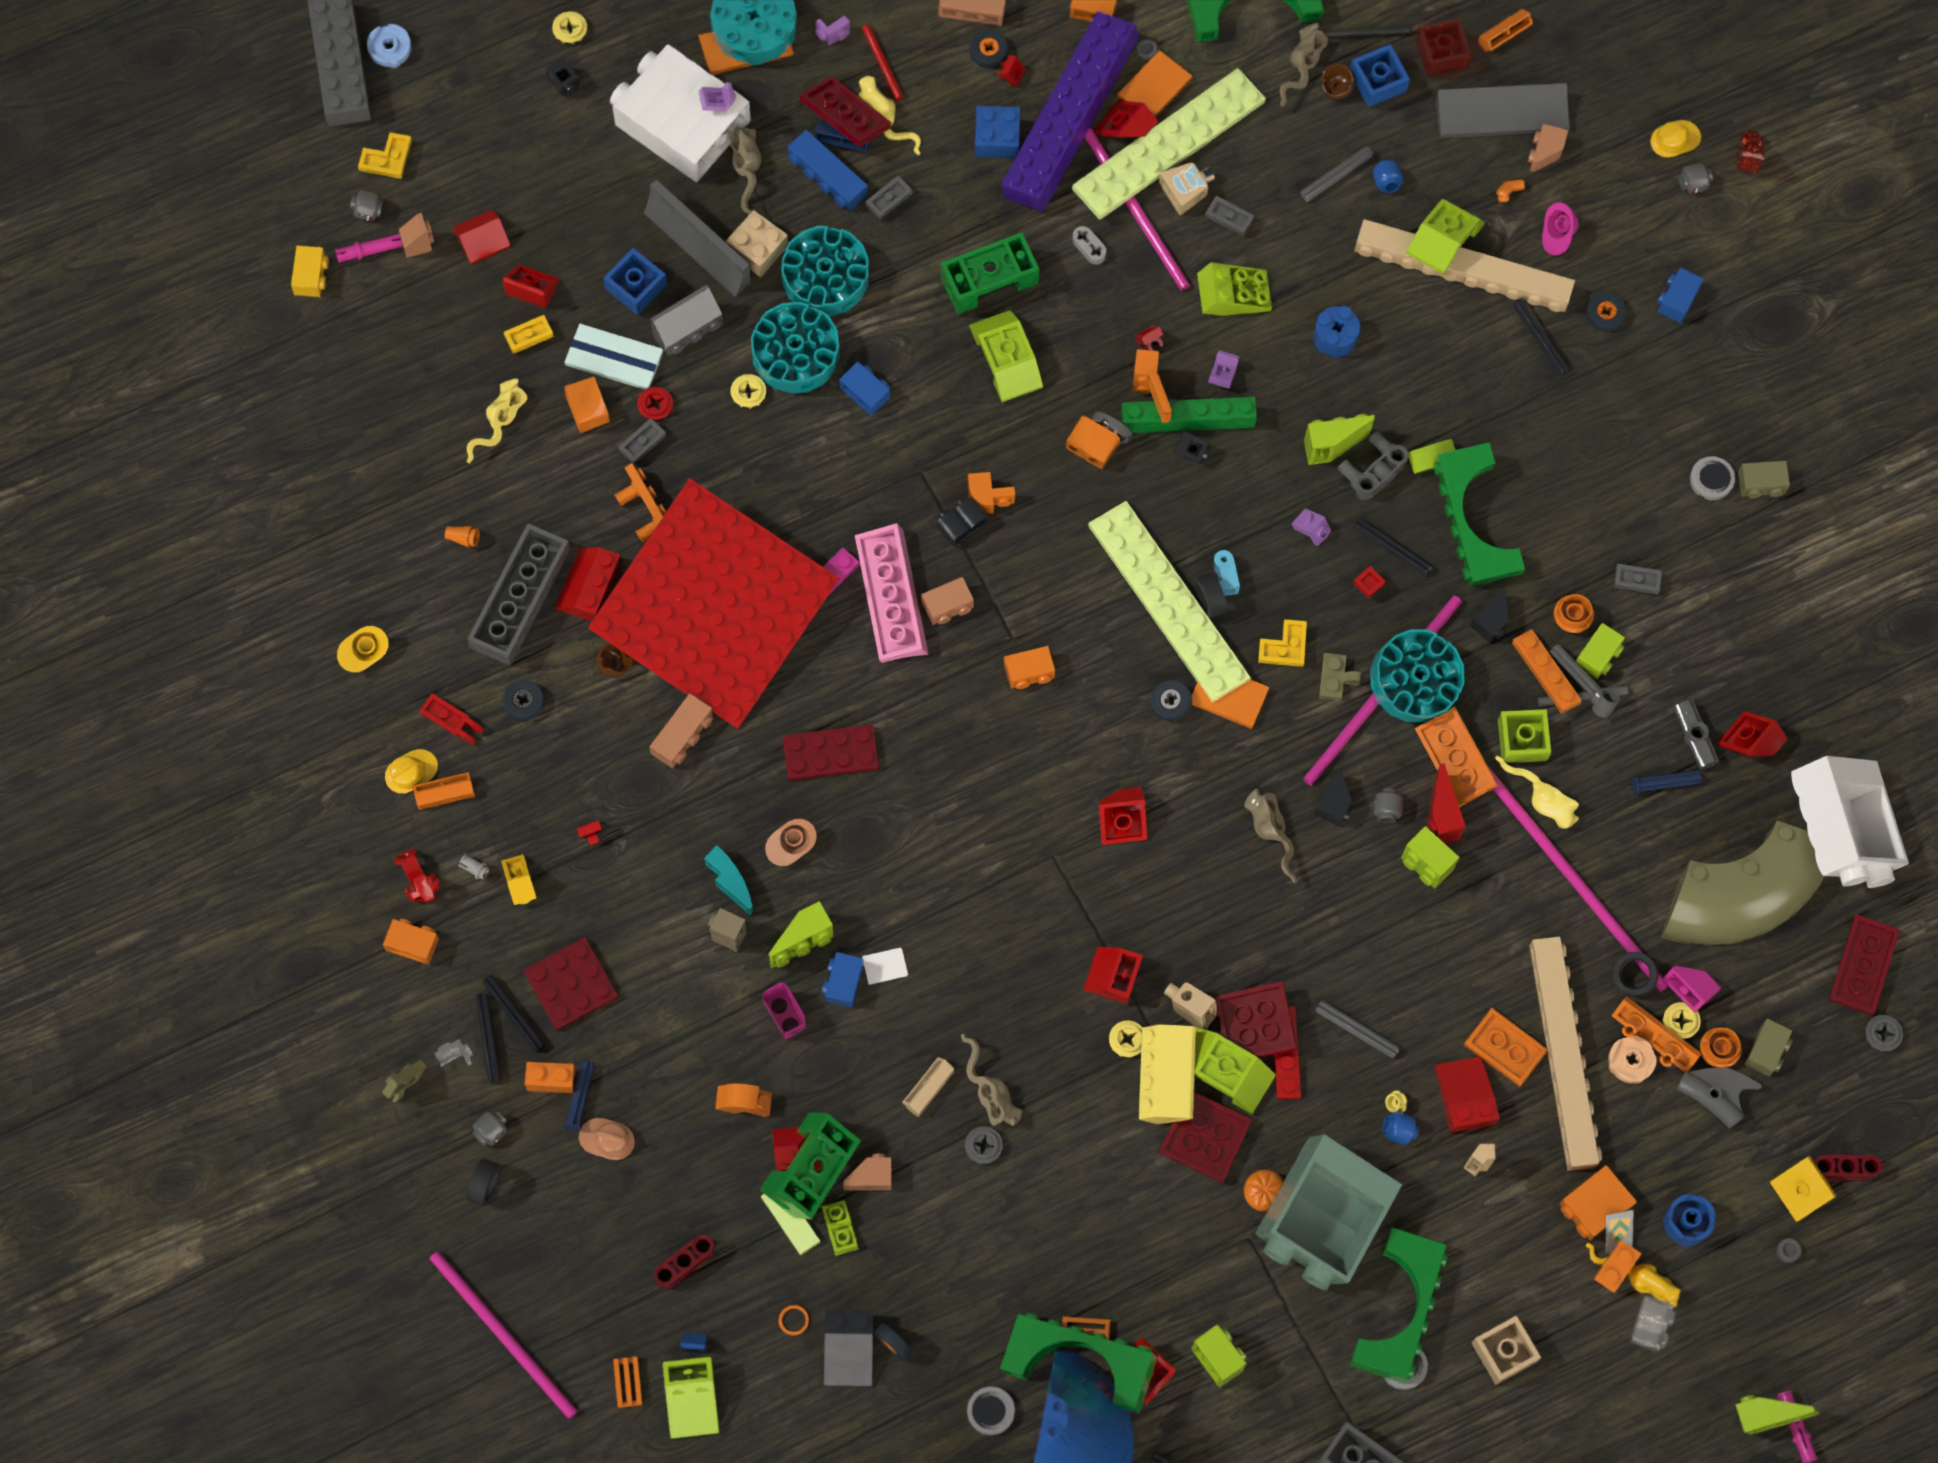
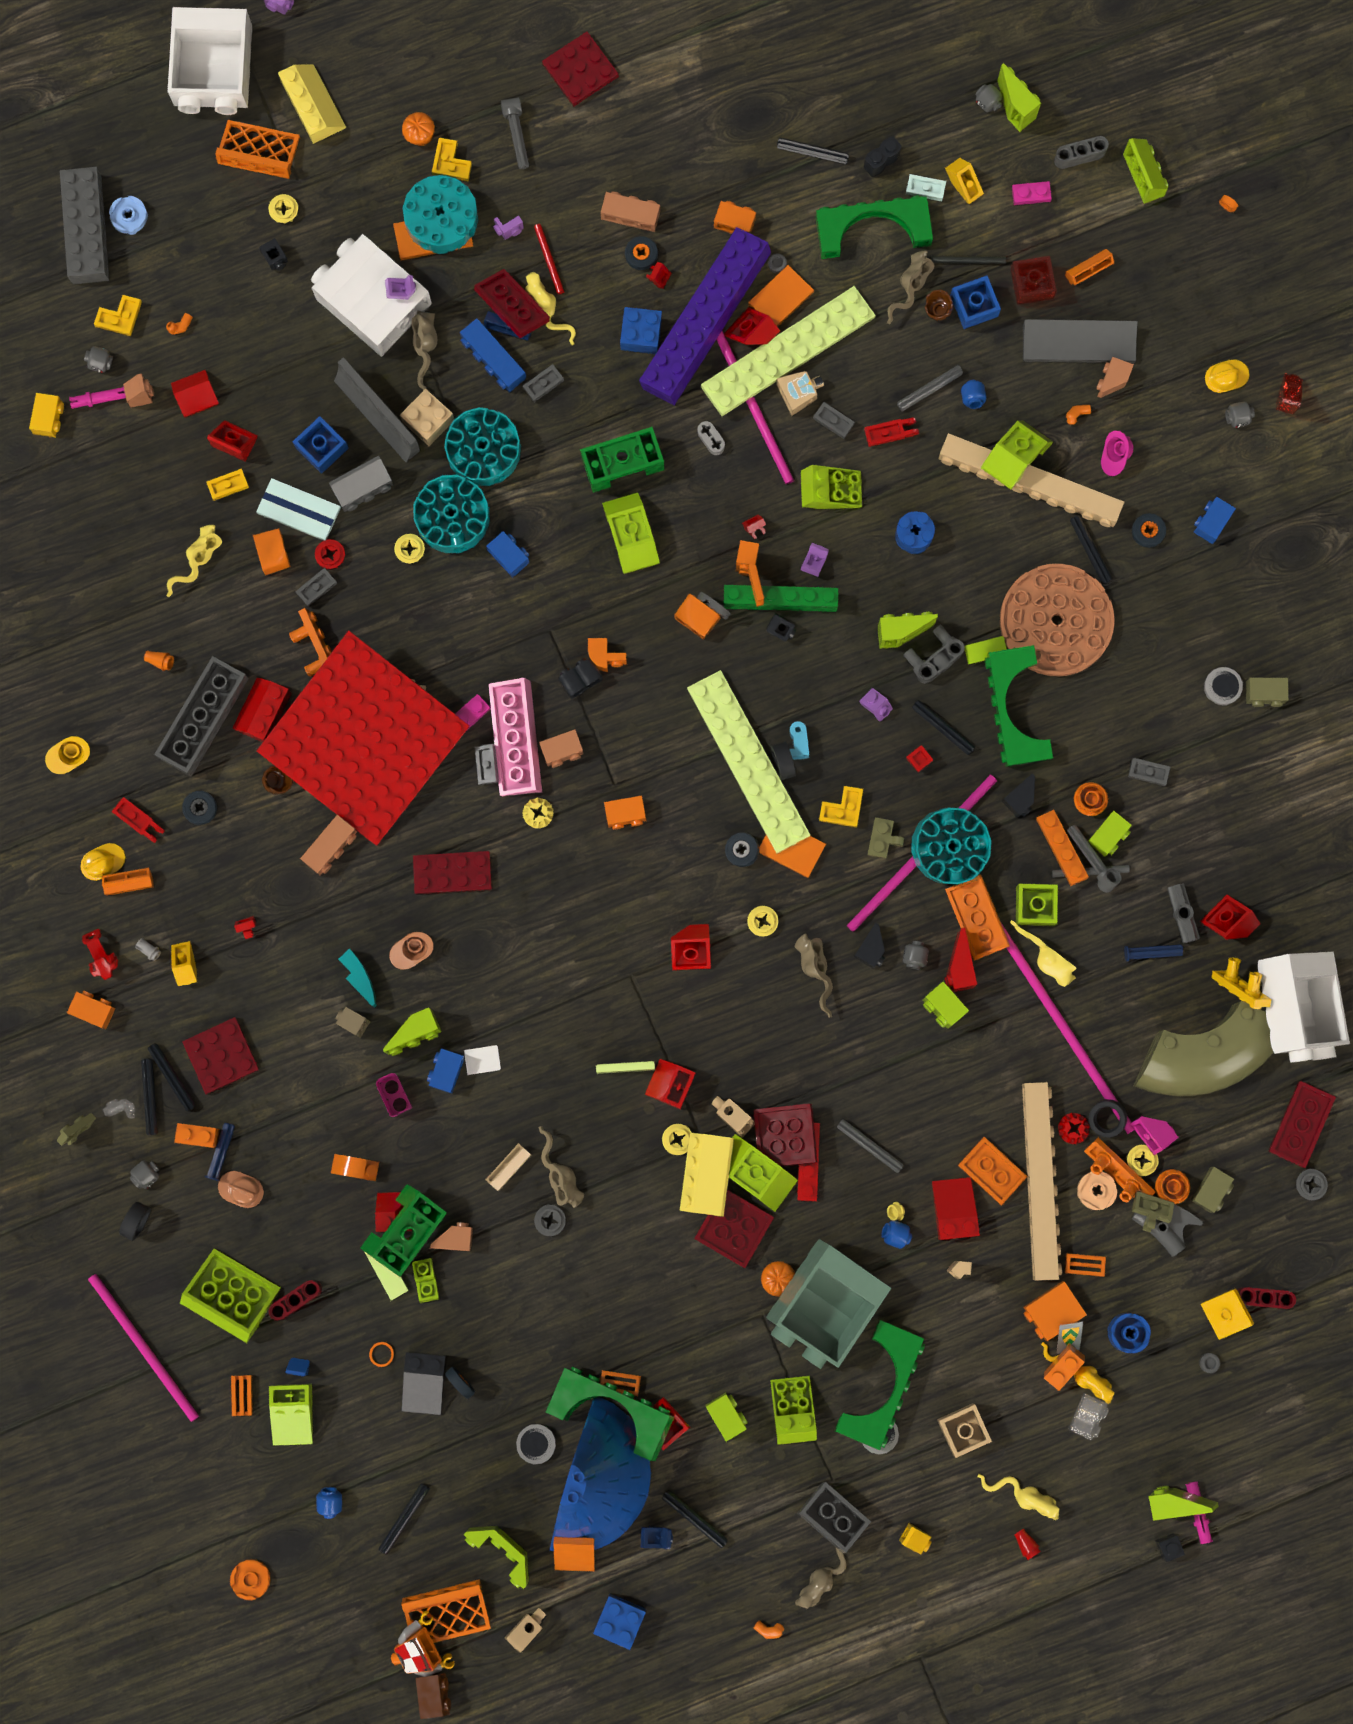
camera: 10 degrees right, 10 degrees up
(454, 166) = (180, 327): none -> orange arm
(604, 1263) = (229, 1295): none -> lime slope
(860, 626) = (486, 764): none -> plate
(930, 686) = (540, 821): none -> light yellow gear
(1057, 959) = (625, 1067): none -> yellowish green tile
(1199, 771) = (771, 918): none -> light yellow gear
(1295, 224) = (889, 431): none -> red hinge
(1298, 1345) = (793, 1410): none -> lime slope
(1521, 387) = (1075, 598): none -> nougat plate
(1590, 1426) = (1027, 1498): none -> light yellow animal
(1596, 1001) = (1064, 1127): none -> red gear
(1620, 1138) = (1068, 1264): none -> orange tile
(1700, 1071) = (1153, 1209): none -> olive plate
(1780, 811) = (1245, 991): none -> yellow plate

